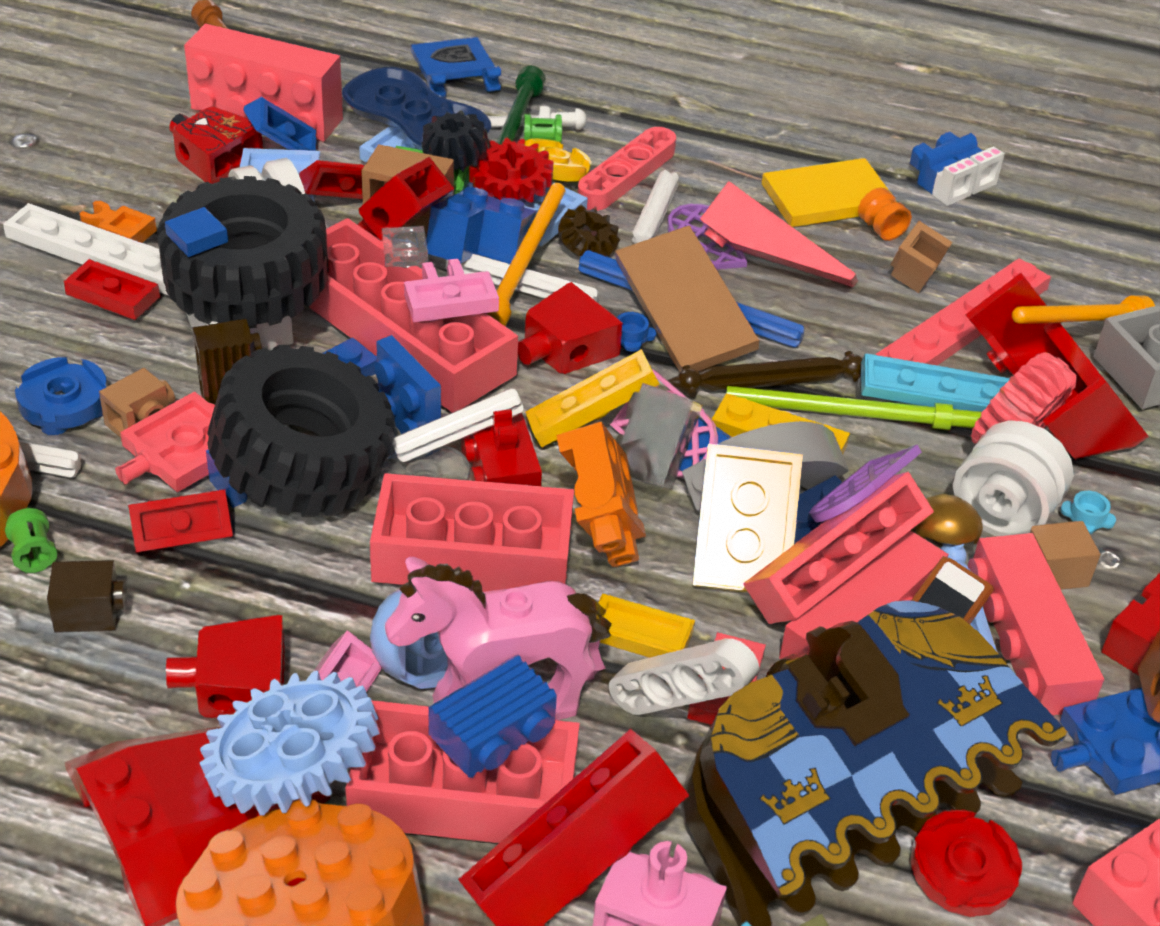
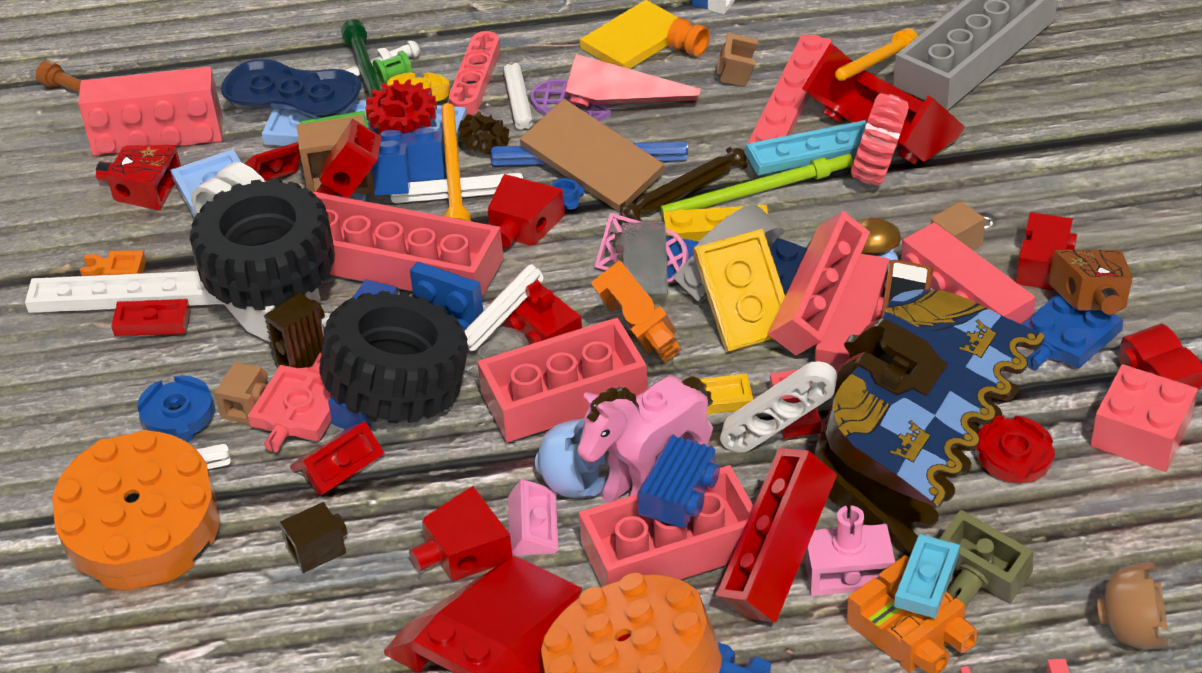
camera: 20 degrees left, 0 degrees up
(17, 531) = (241, 517): bright green bush -> none
(196, 231) = (235, 240): blue tile -> none
(280, 125) = (191, 140): blue slope -> none
(289, 742) = (549, 559): light blue gear -> none
(404, 246) = (373, 194): clear plate -> none
(450, 295) = (434, 215): bright pink hinge -> none
(455, 60) = (281, 36): blue flag -> none
(456, 138) = (351, 98): black gear -> none
(590, 398) = (580, 249): yellow plate -> none
(862, 483) = (825, 207): medium lavender window -> none
(1014, 477) = (901, 188): white wheel -> none
(1091, 509) = (954, 192): medium azure plate -> none

